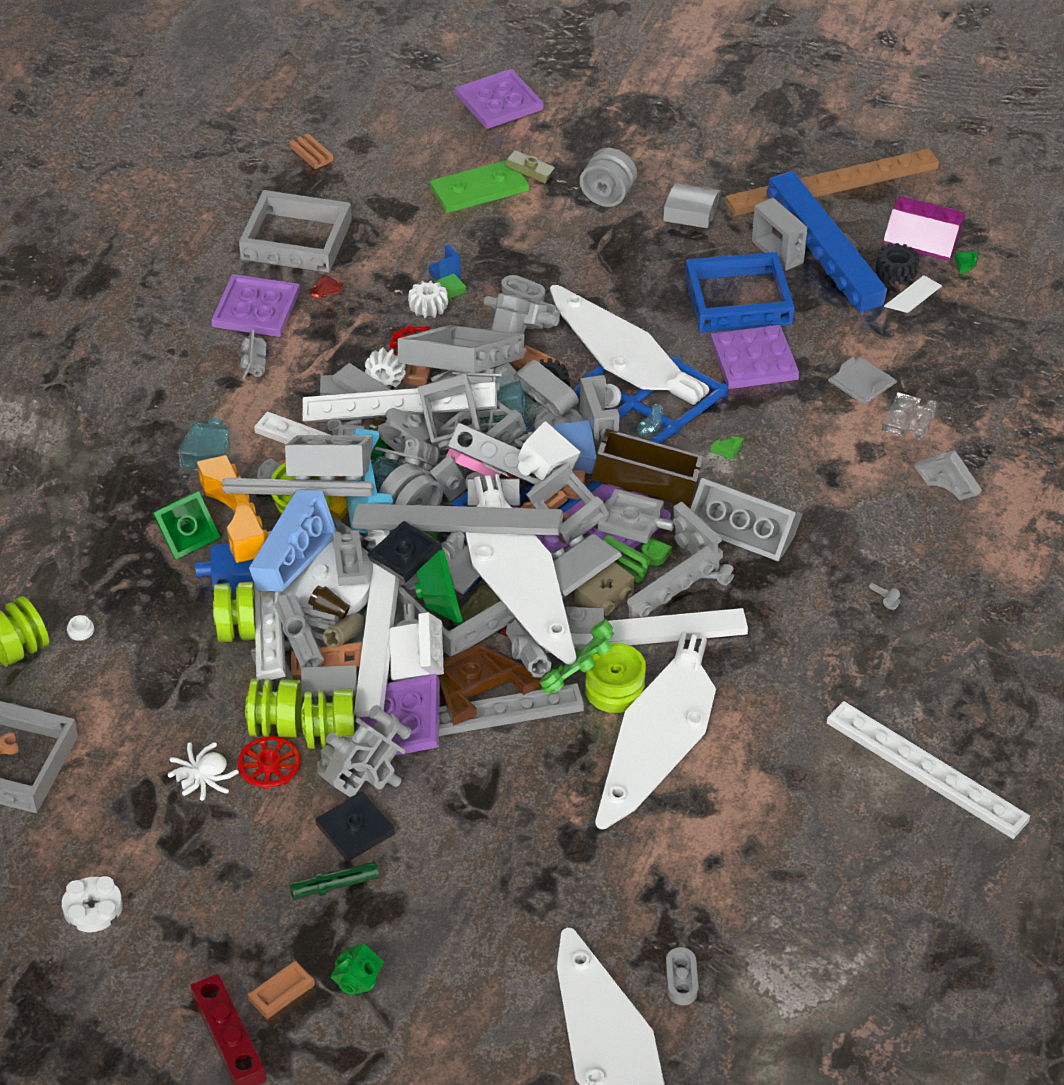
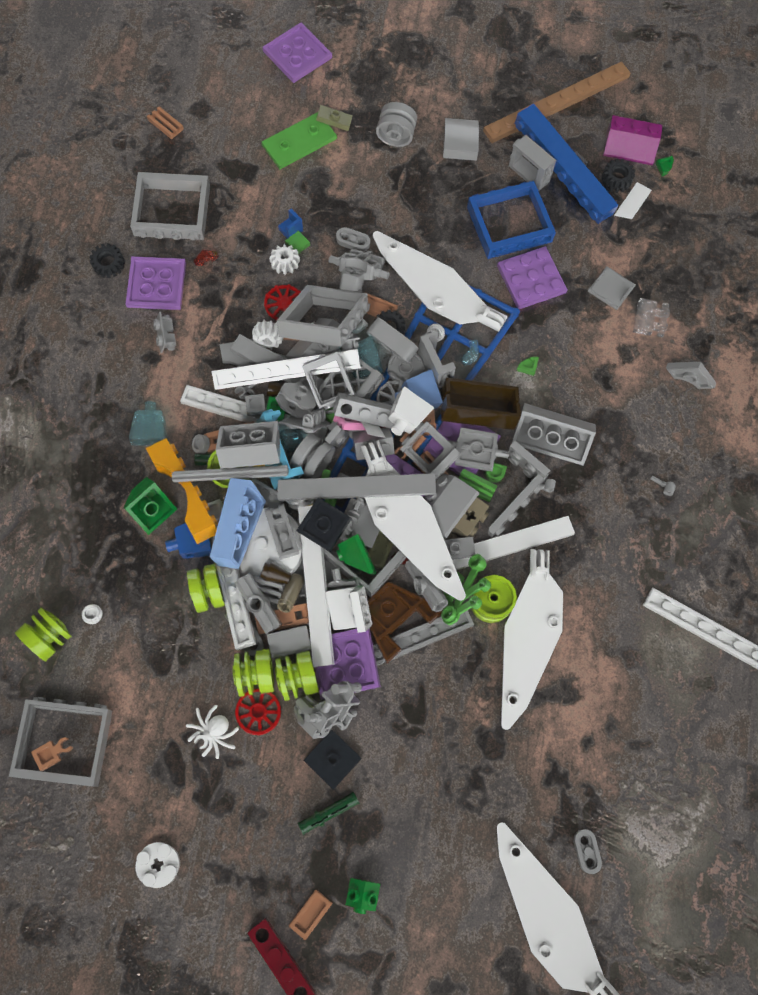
camera: 15 degrees left, 25 degrees up
(196, 268) = (103, 252): none -> black tyre

